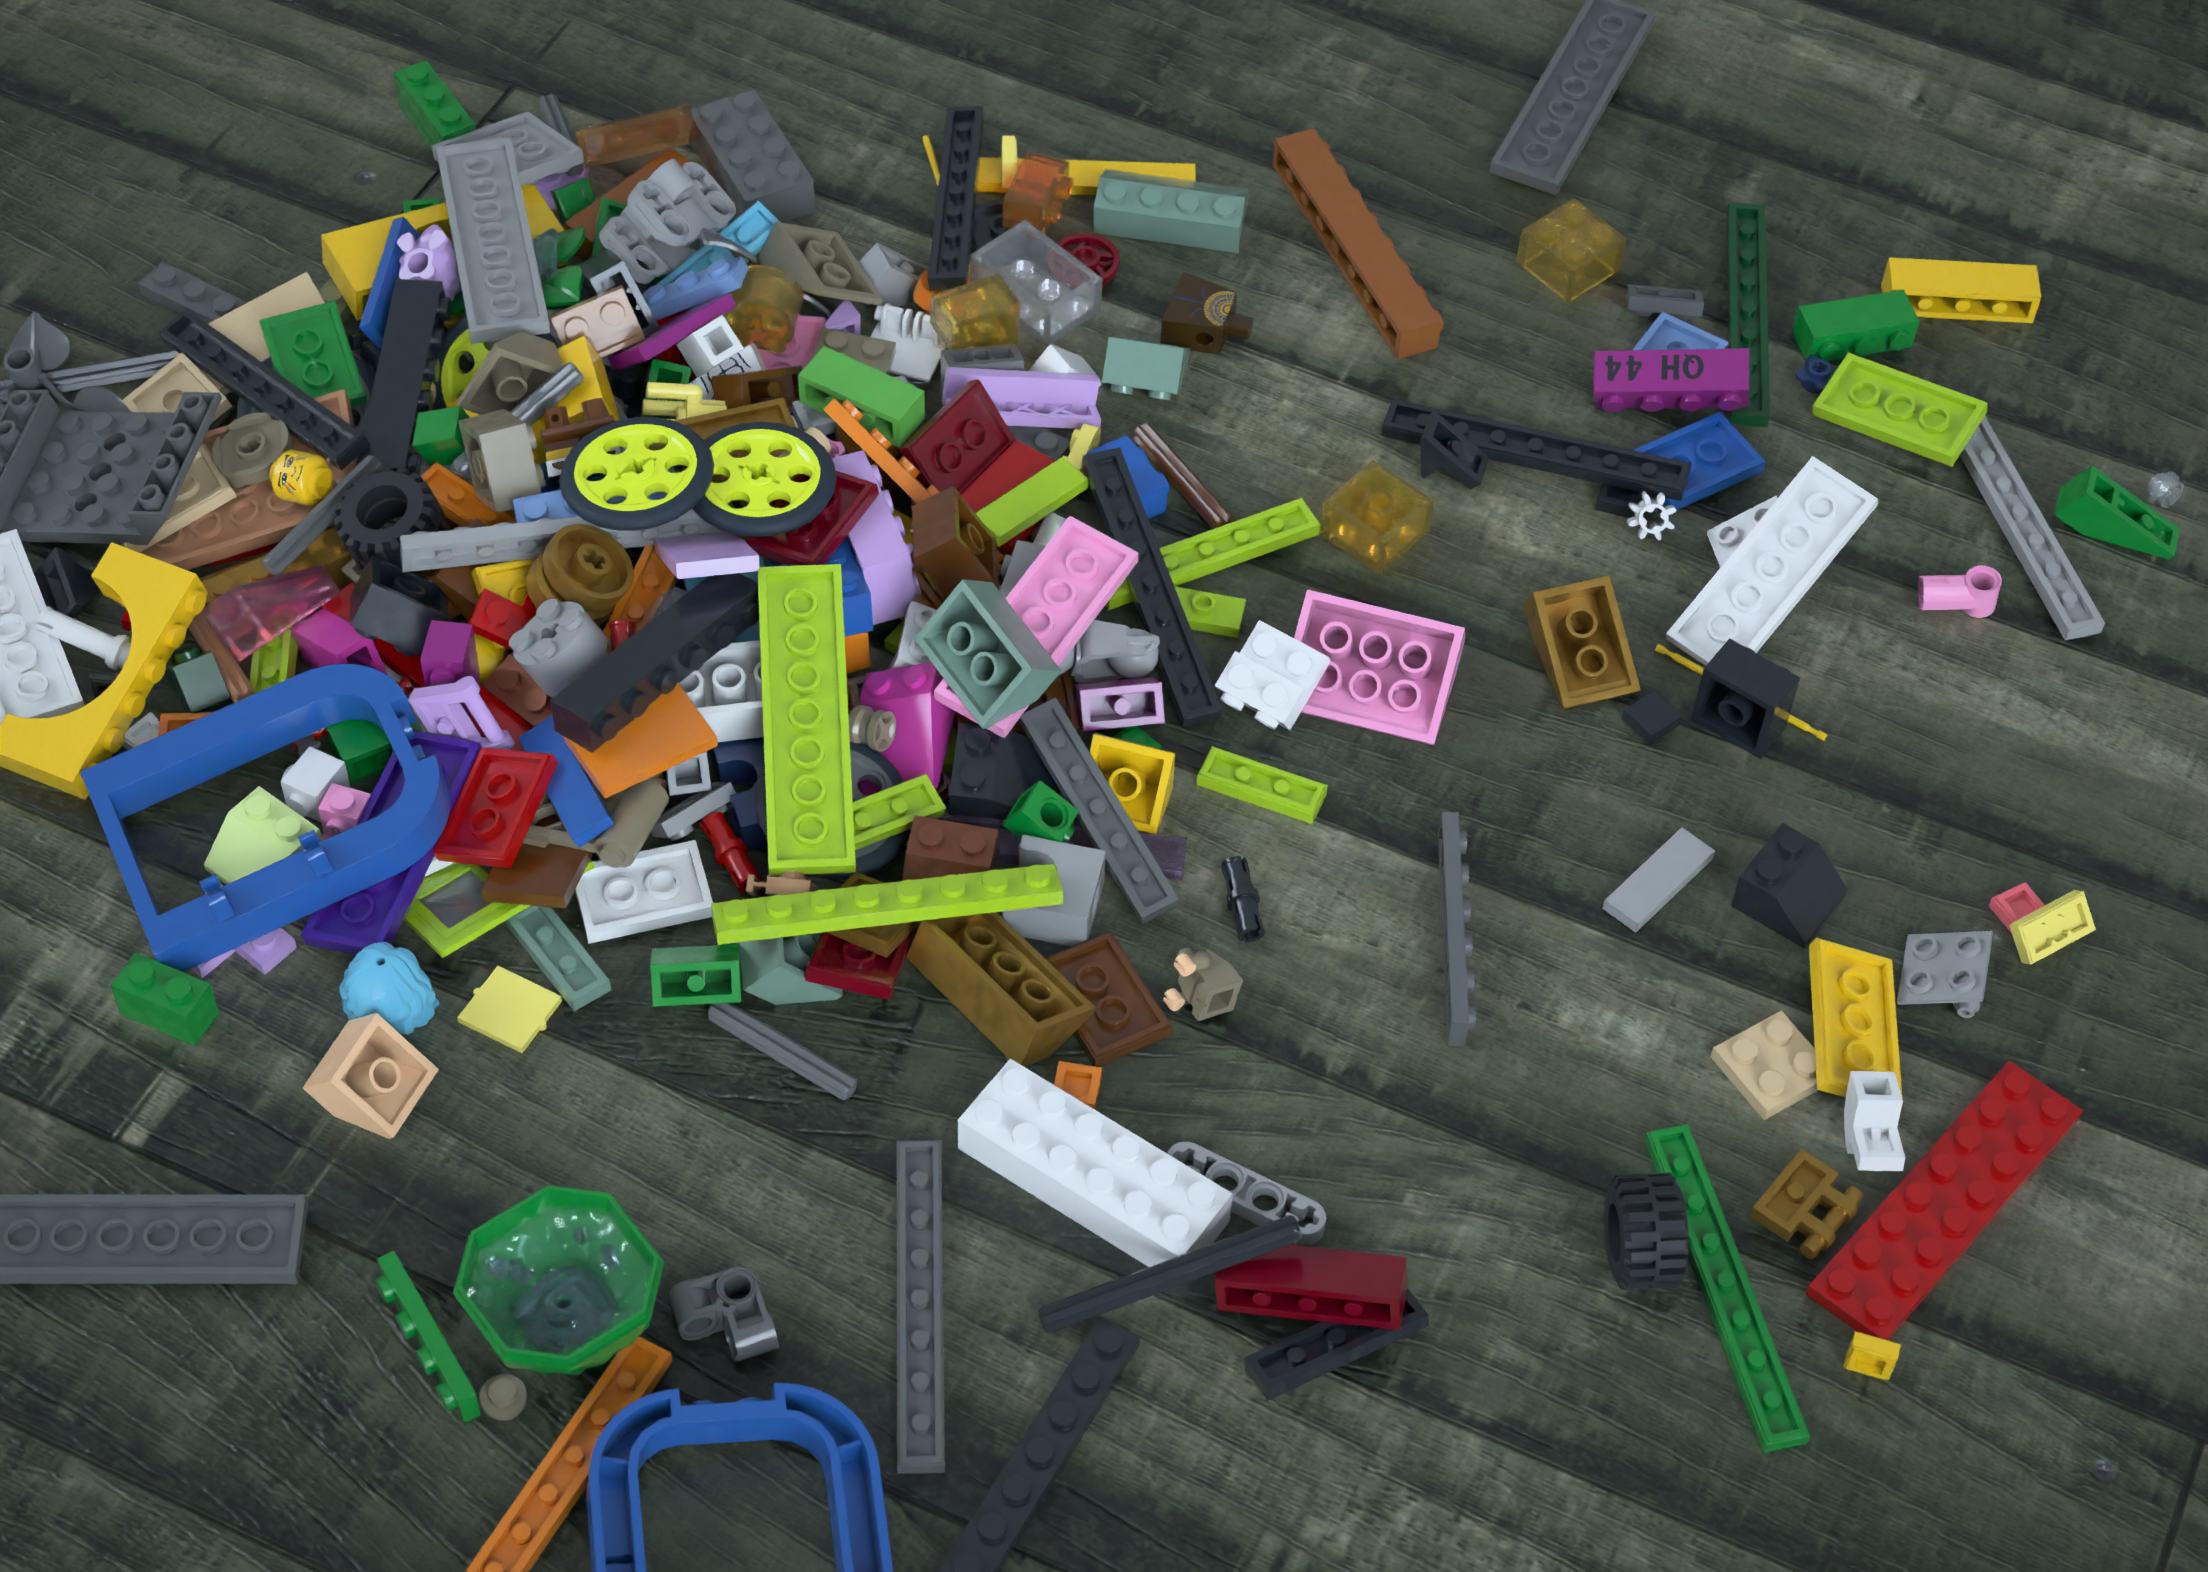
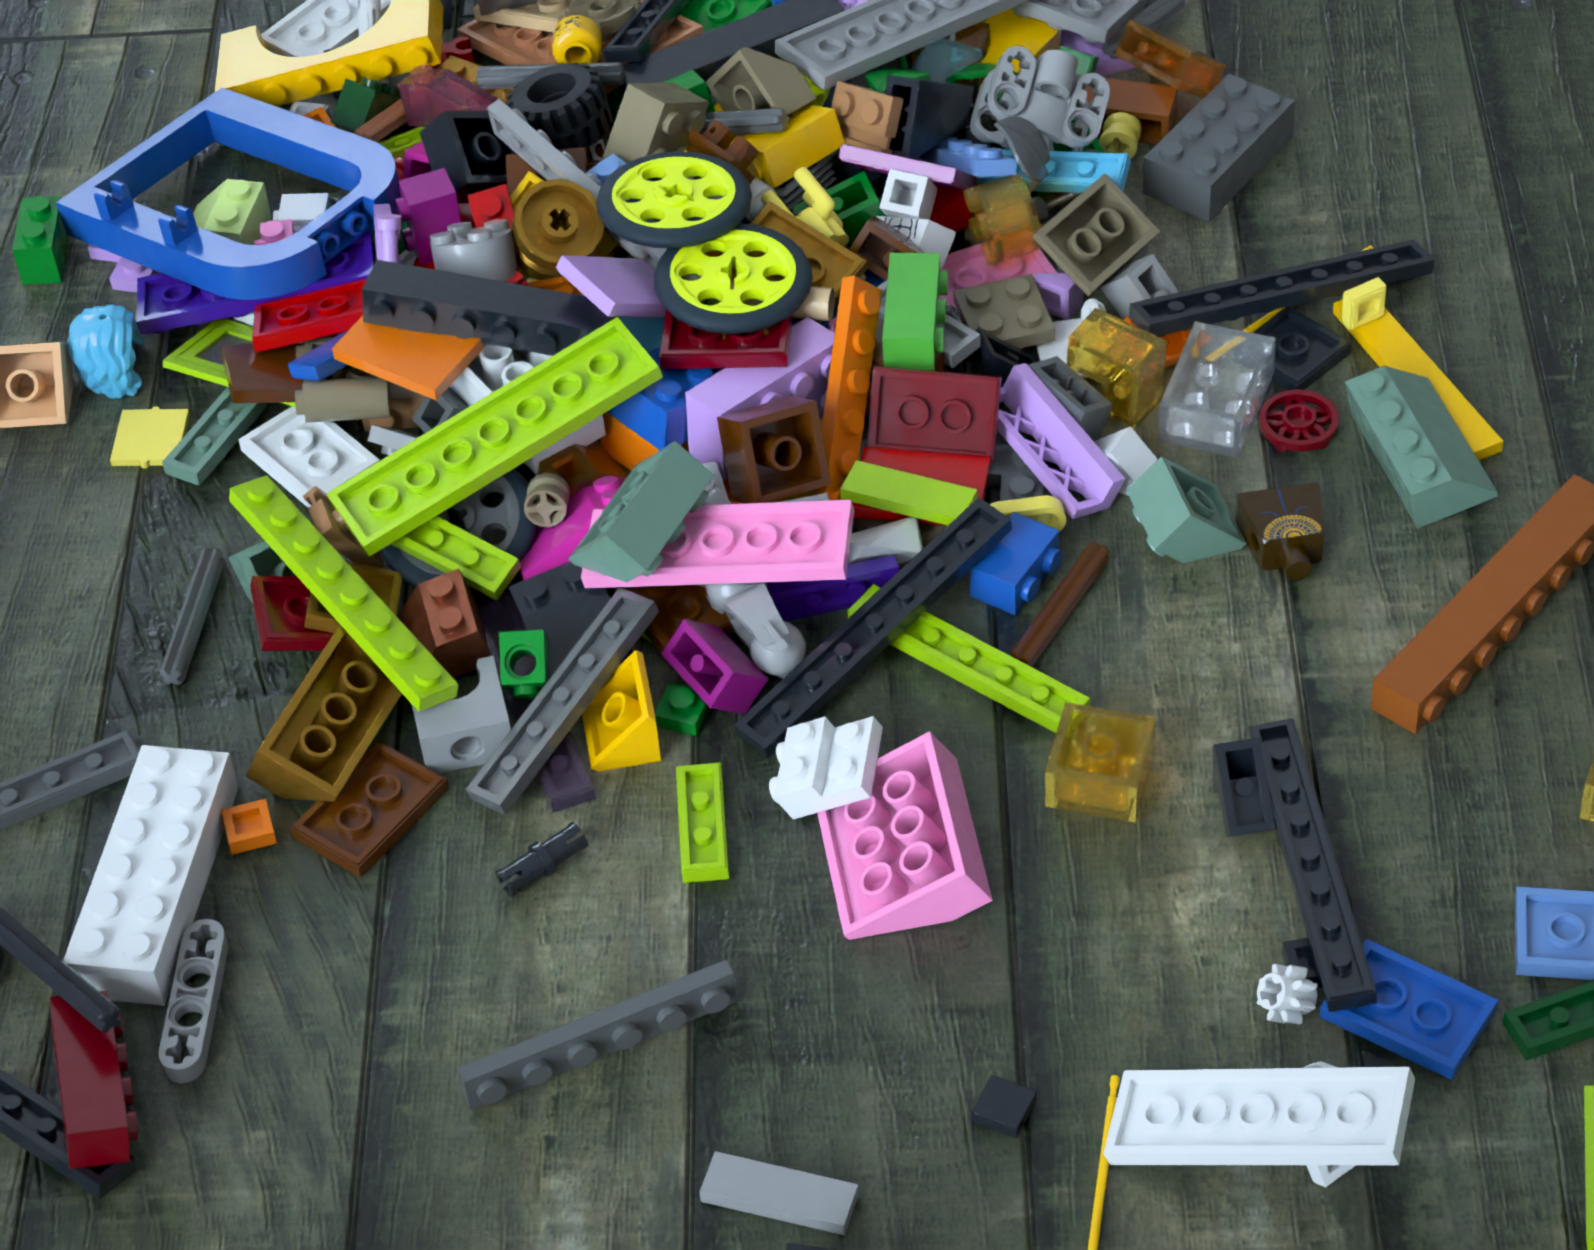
camera: 70 degrees right, 5 degrees down
(696, 975) = (216, 520): green brick -> none
(1037, 192) = (1337, 339): clear orange brick -> none
(1205, 983) = (414, 869): dark tan piece -> none
(1212, 611) = (896, 691): lime plate -> none
(1582, 642) = (1056, 1001): pearl gold slope -> none
(1671, 379) = (1498, 932): magenta brick -> none
(1745, 698) = (1060, 1165): black brick -> none

